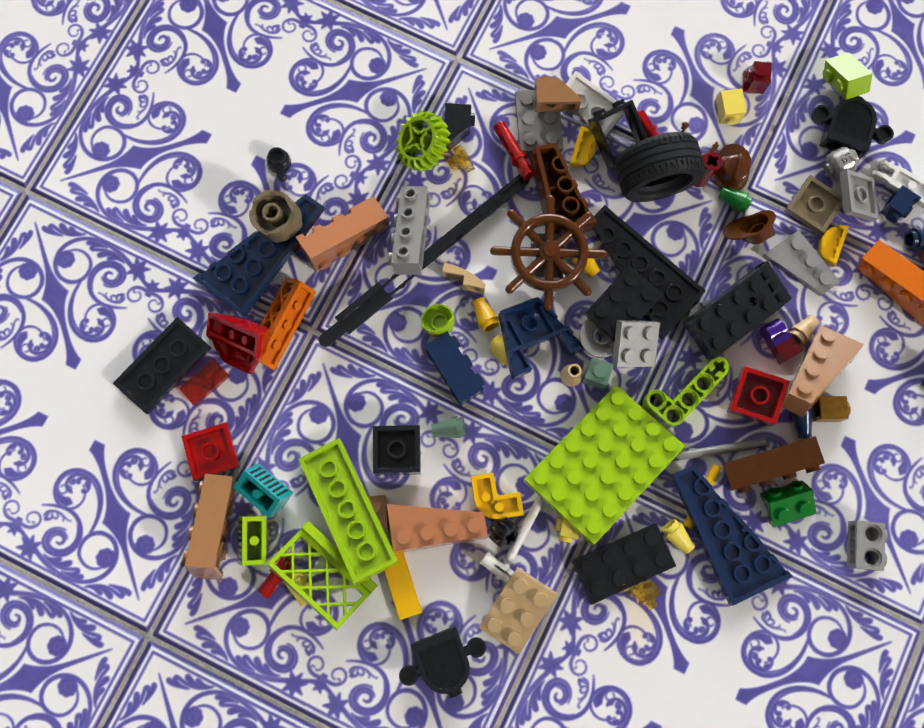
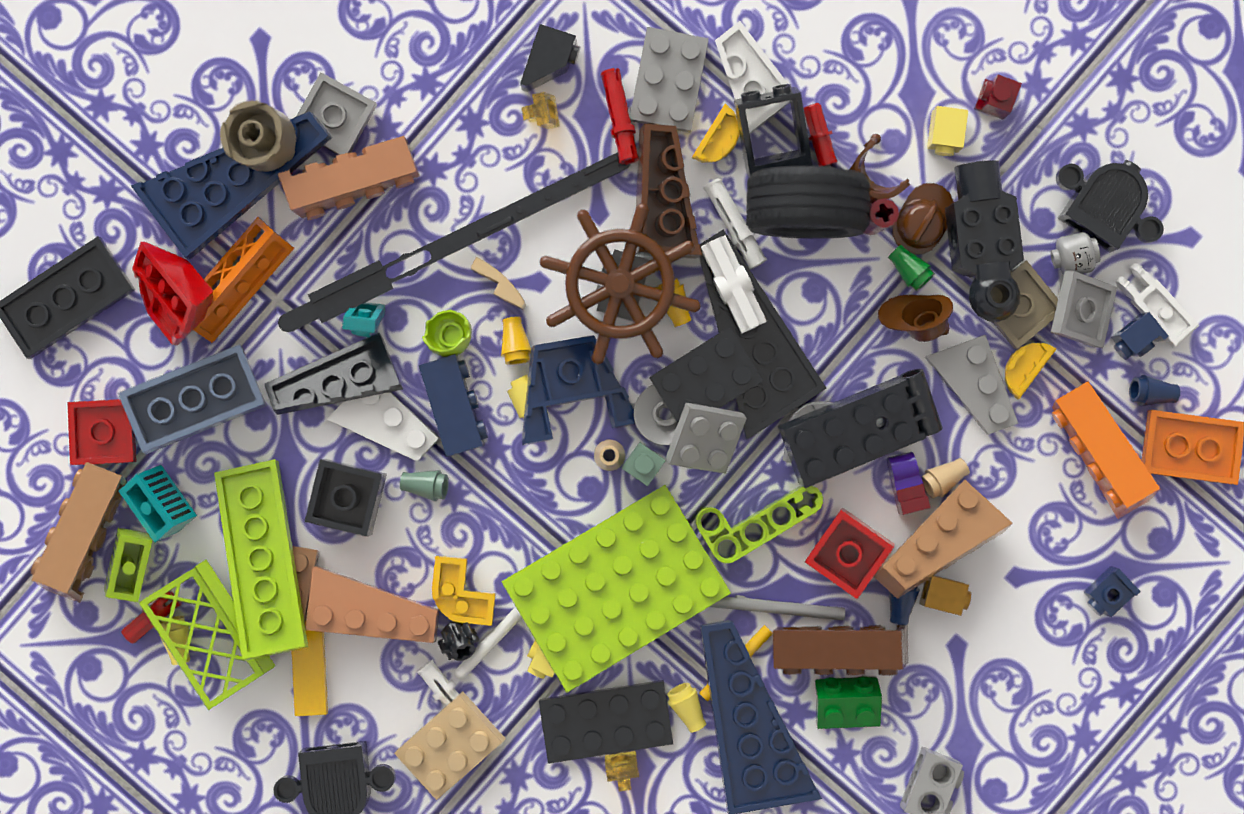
camera: 20 degrees right, 10 degrees up
(204, 382) = (115, 334): clear red plate -> none
(271, 409) = (192, 399): none -> sand blue brick
(279, 162) = (288, 46): black piece -> none
(327, 191) = (340, 111): none -> light grey plate
(371, 368) = (342, 376): none -> wing
(378, 324) = (364, 319): none -> teal plate
(408, 391) = (386, 422): none -> white wing
(410, 230) = (441, 198): light grey brick -> none
(428, 141) = (499, 77): lime gear -> none
(554, 96) = (695, 53): medium nougat slope -> none
(616, 205) = (733, 220): none -> white pin
(623, 236) = (733, 284): none -> white piece
(779, 166) = (985, 238): none -> black brick
(847, 76) = (1125, 129): lime brick -> none

